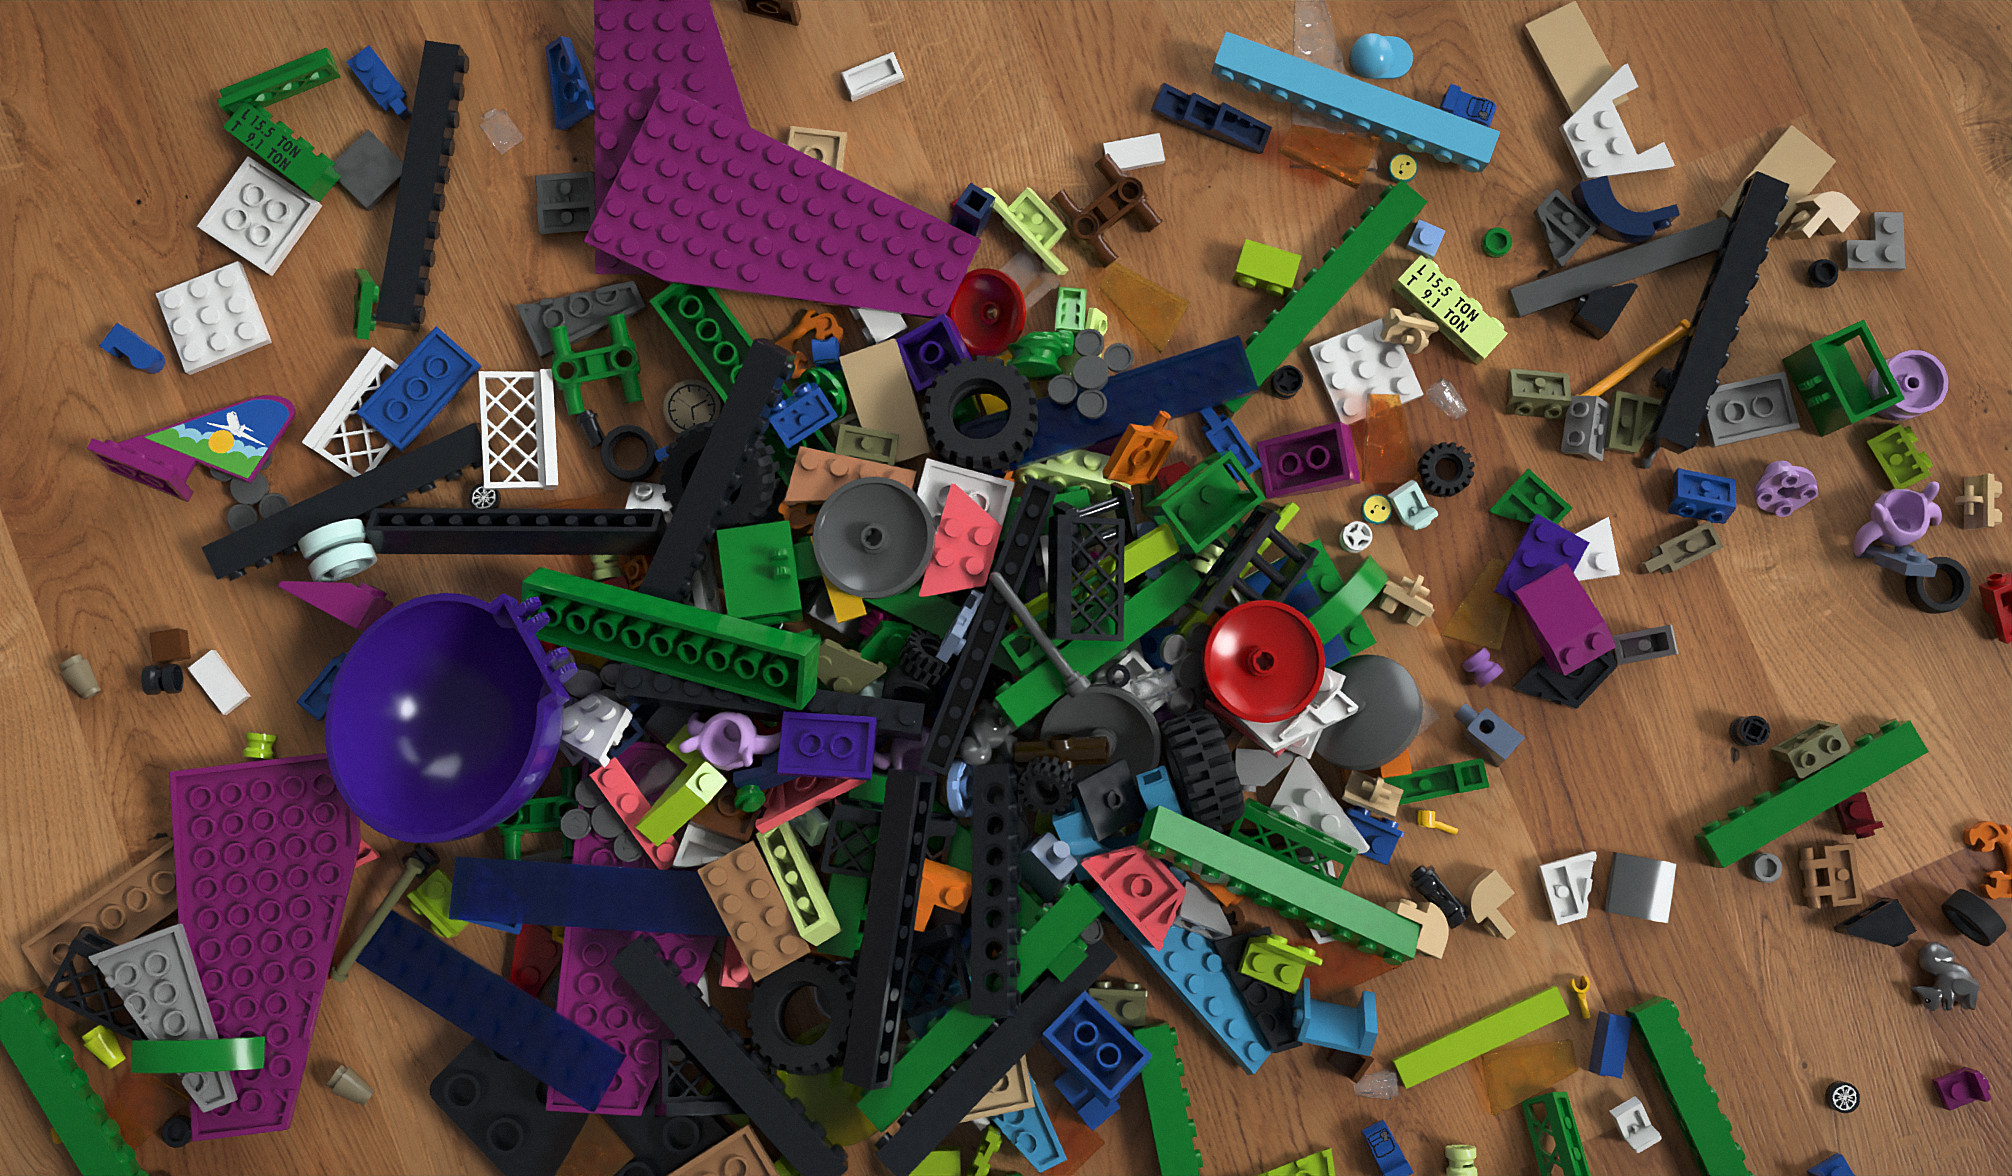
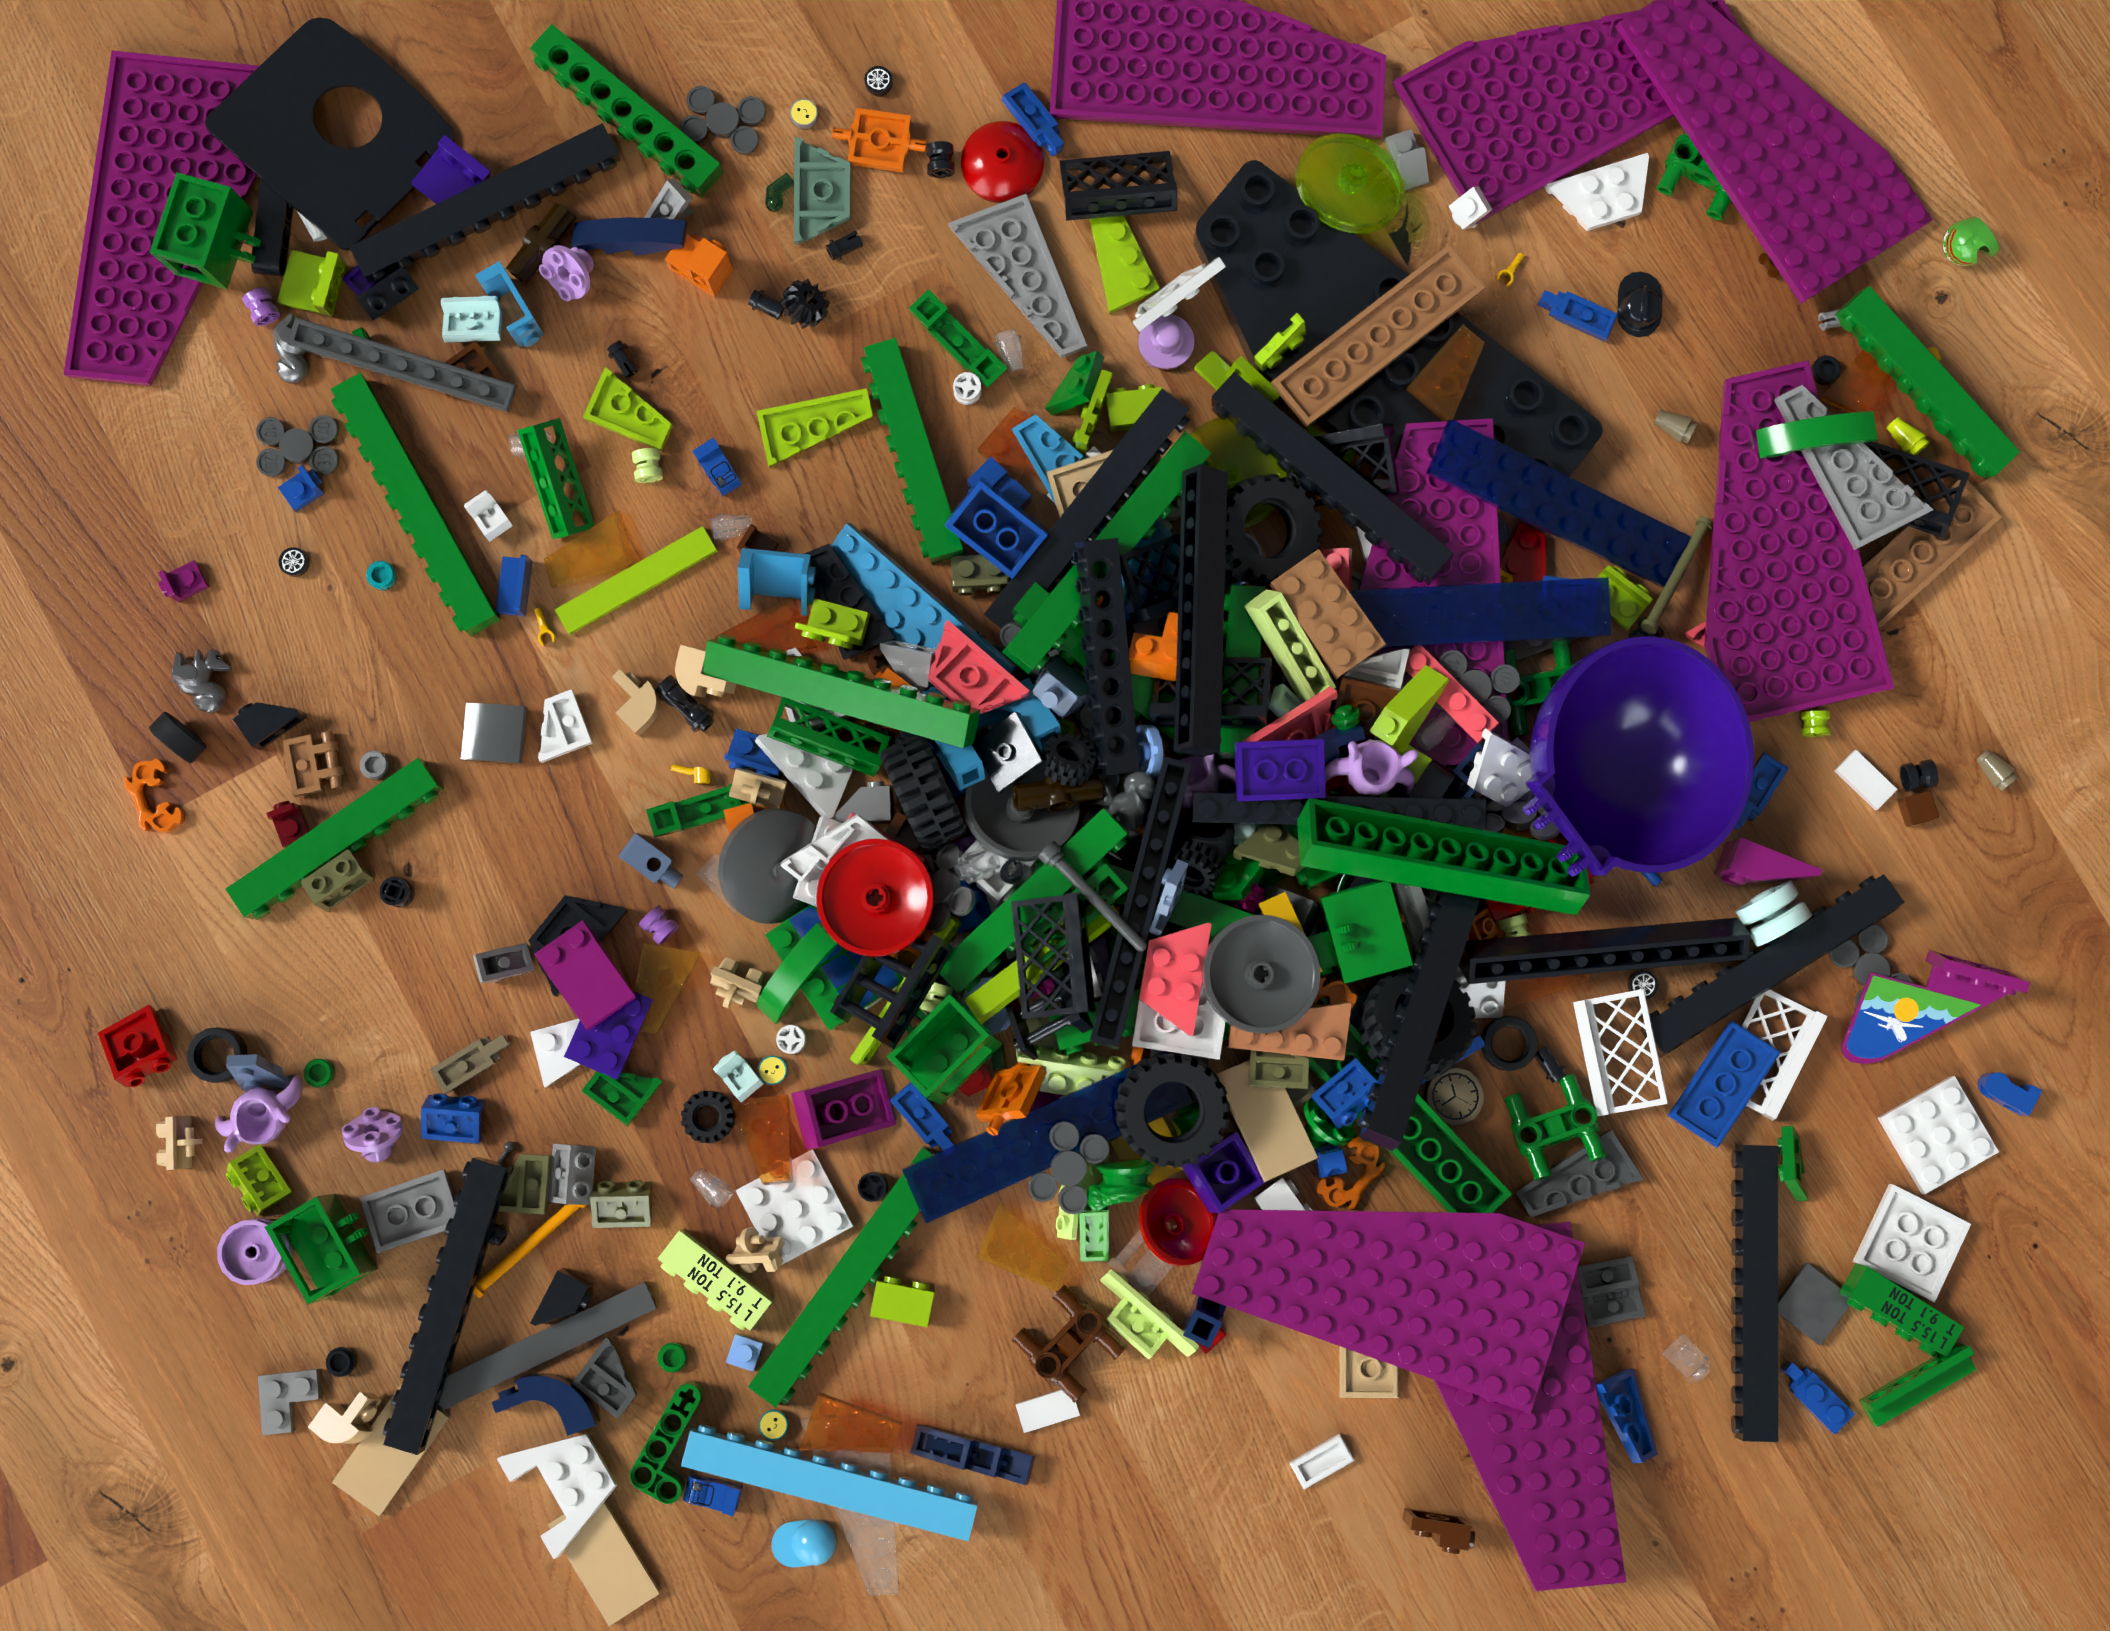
camera: 170 degrees right, 0 degrees up
(1506, 167) = (671, 1438): none -> green beam
(1750, 1072) = (381, 575): none -> teal tile
(1834, 557) = (319, 1073): none -> green tile

